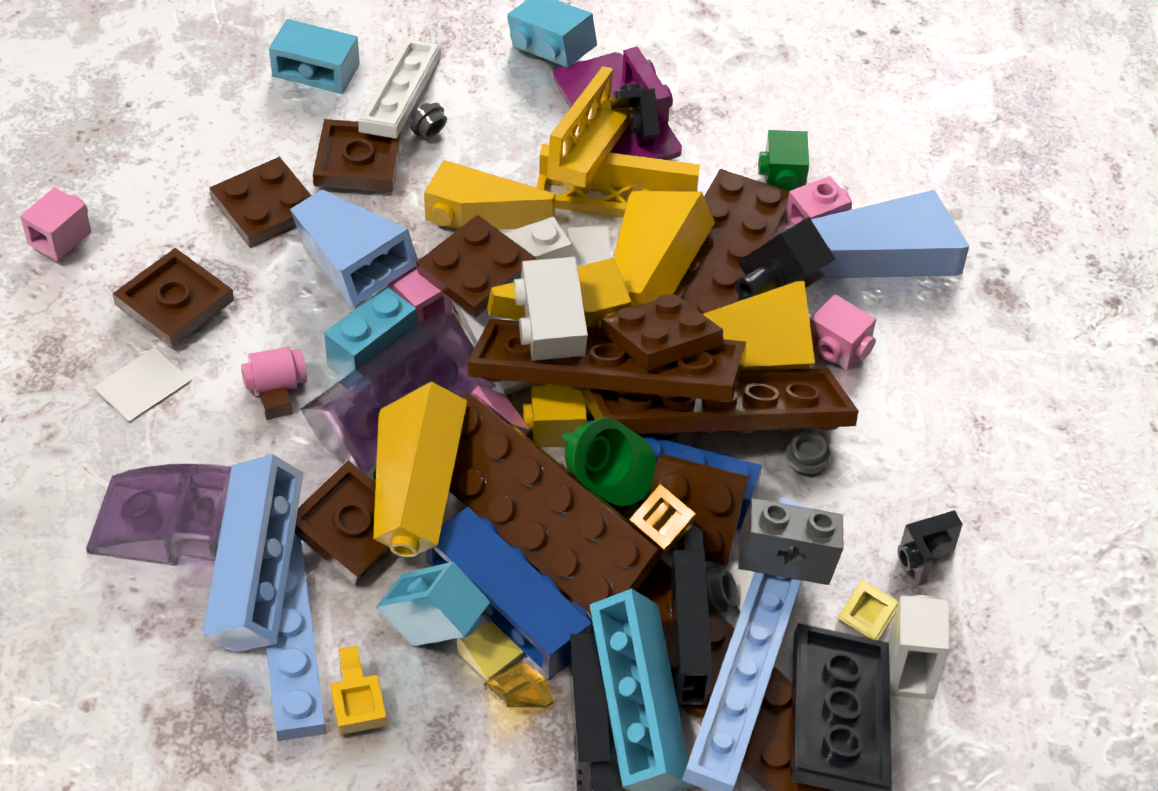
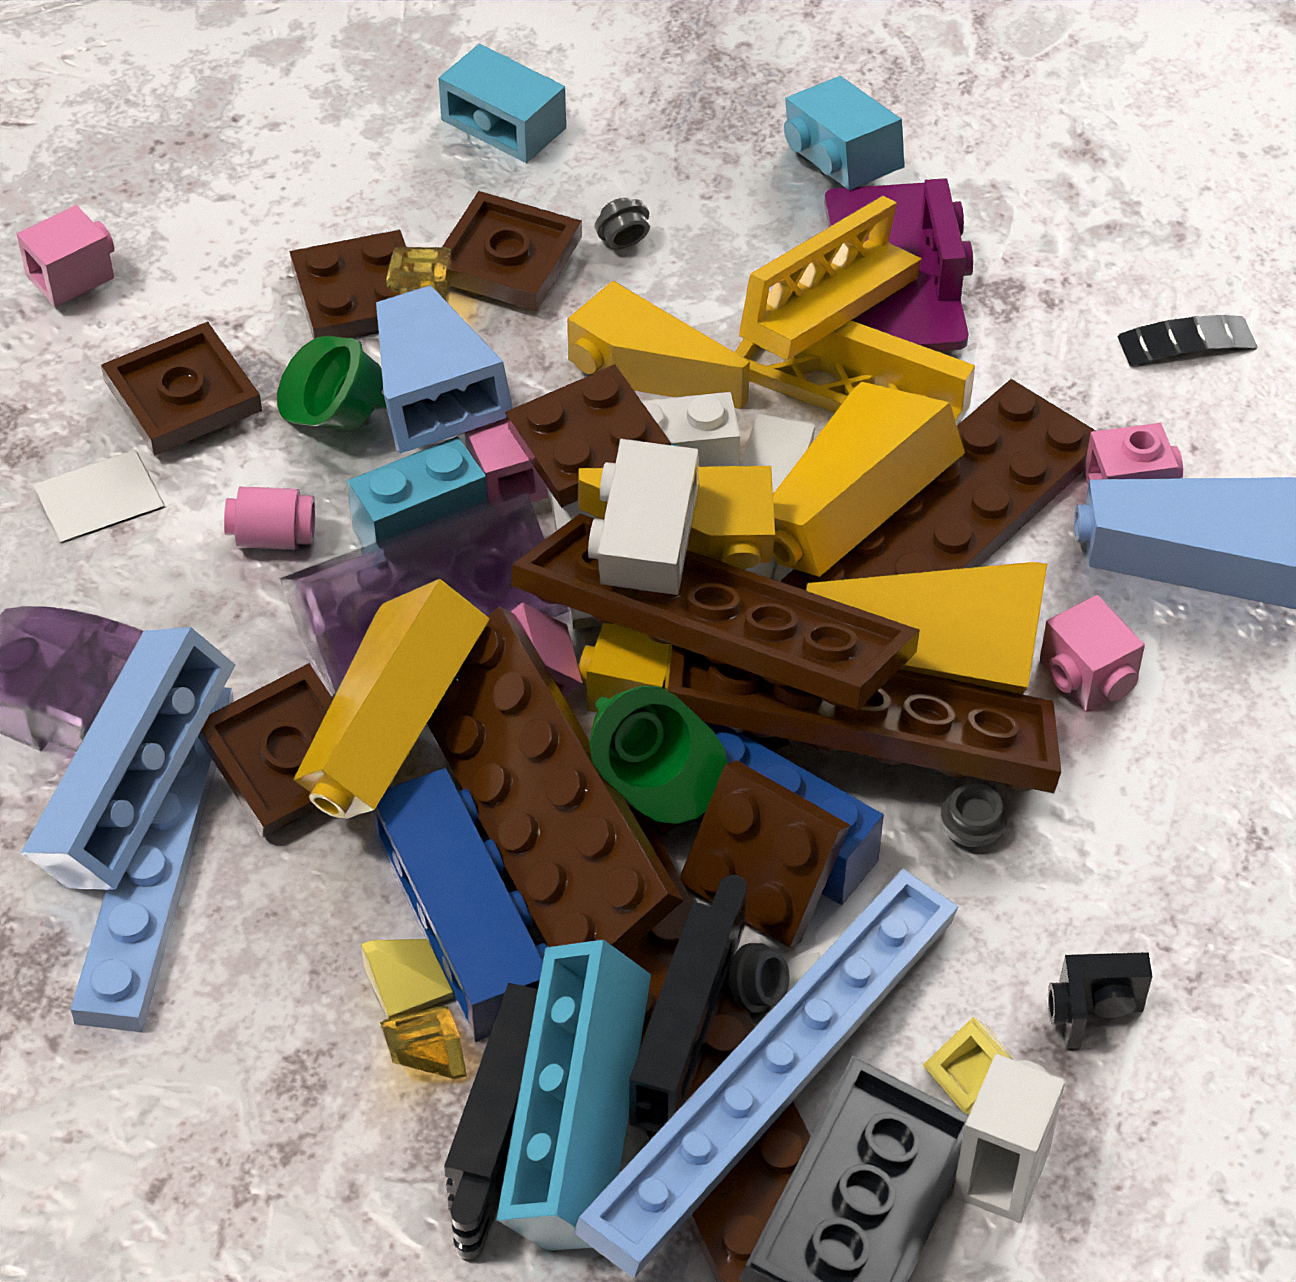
camera: 20 degrees right, 0 degrees up
(276, 403) = (259, 564): reddish brown piece -> none
(278, 271) = (331, 385): none -> green piece
(308, 180) = (420, 267): none -> clear yellow slope
(357, 698) = (196, 996): yellow plate -> none
(400, 88) = (600, 171): white tile -> none
(434, 605) = (340, 893): medium azure brick -> none
(644, 116) = (914, 282): black bracket -> none
(661, 331) = (802, 586): reddish brown plate -> none
(664, 519) = (702, 863): brick -> none
(785, 159) = (1110, 385): green brick -> none
(785, 259) = (1042, 524): black brick -> none
(790, 541) = (875, 933): dark grey brick -> none
(817, 115) = (1185, 336): none -> black sticker

